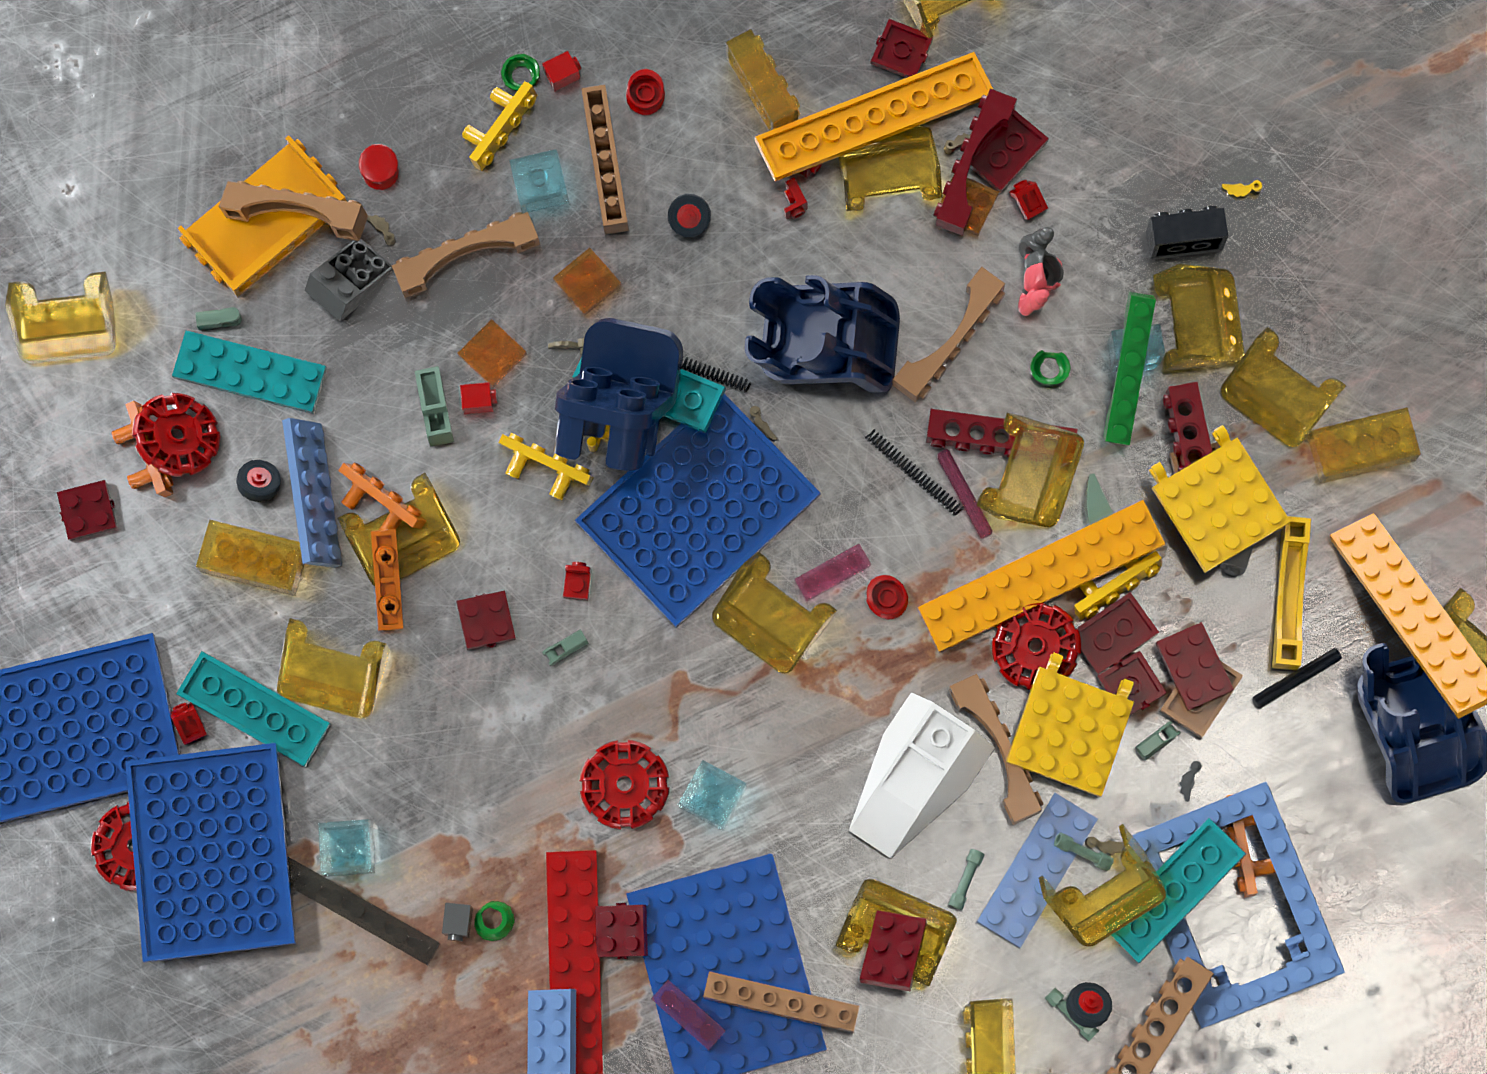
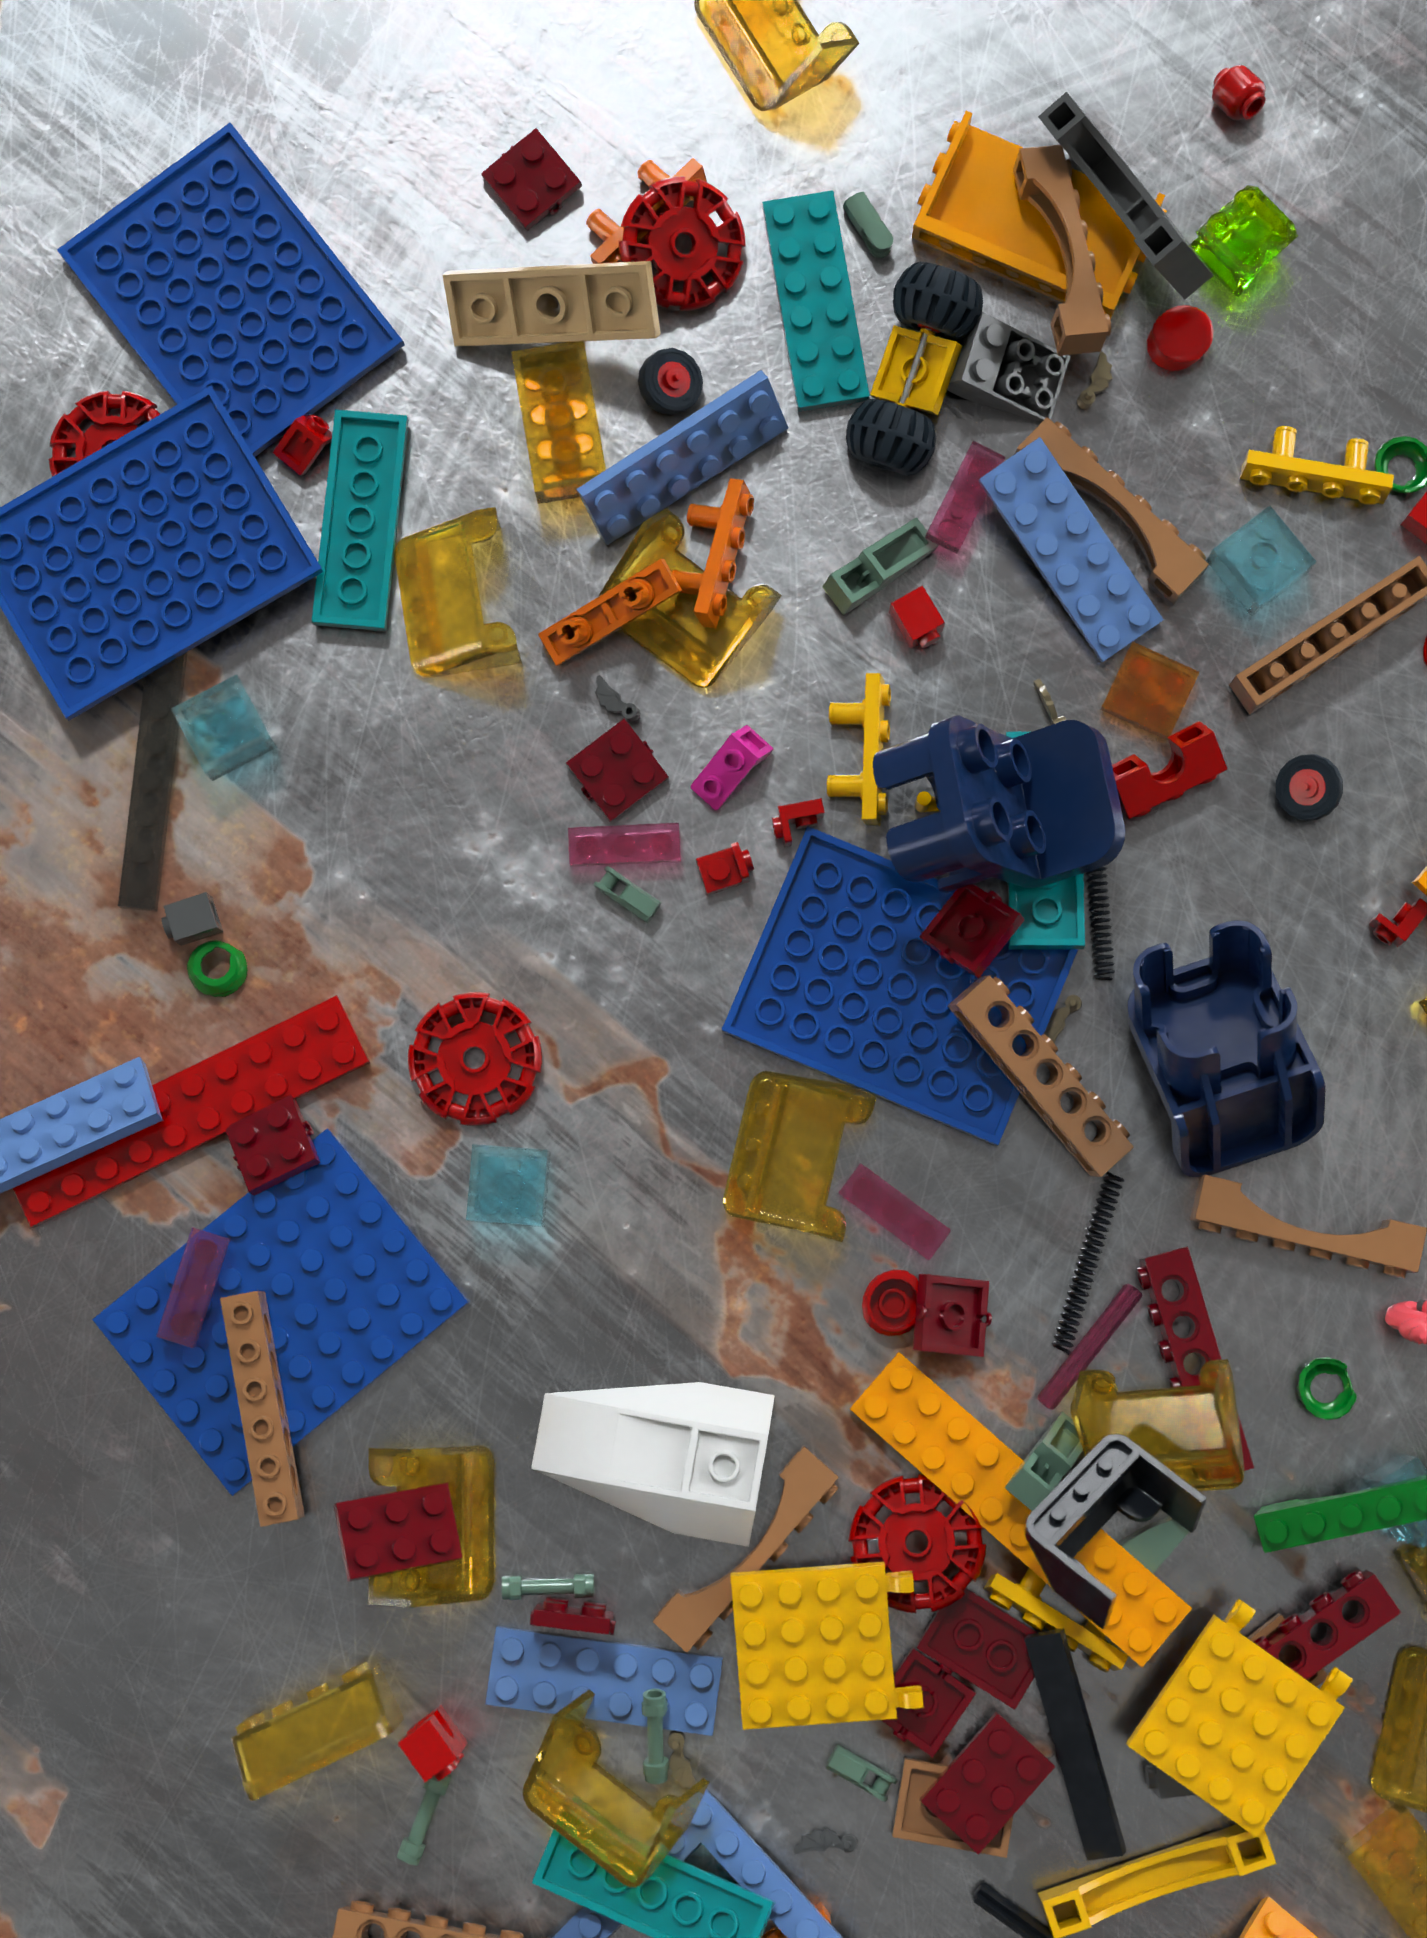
camera: 65 degrees right, 5 degrees up
(178, 528) = (552, 304): none -> tan plate
(244, 63) = (1238, 92): none -> red head
(281, 156) = (1126, 195): none -> dark grey arch
(323, 330) = (915, 368): none -> black plate
(338, 101) = (1243, 238): none -> clear neon green piece
(416, 336) = (963, 498): none -> clear pink plate
(442, 604) = (612, 701): none -> dark grey piece
(479, 288) = (1070, 549): none -> medium blue plate
(492, 353) = (989, 609): clear orange plate -> none
(516, 550) = (730, 766): none -> dark pink bracket
(534, 635) = (624, 844): none -> clear pink plate
(566, 520) = (801, 814): none -> red bracket
(641, 274) = (1193, 761): none -> red arch
(684, 448) = (972, 928): none -> dark red plate
(733, 469) = (972, 1011): none -> medium nougat brick
(910, 565) = (951, 1315): none -> dark red plate
(994, 859) = (589, 1618): none -> dark red plate
(1022, 546) = (1046, 1463): none -> sand green slope
(1030, 982) = (434, 1745): none -> red arch
(1048, 512) = (1107, 1480): none -> black windscreen
(1089, 1005) = (445, 1836): black wheel -> none
(1194, 605) = (1075, 1744): none -> black tile

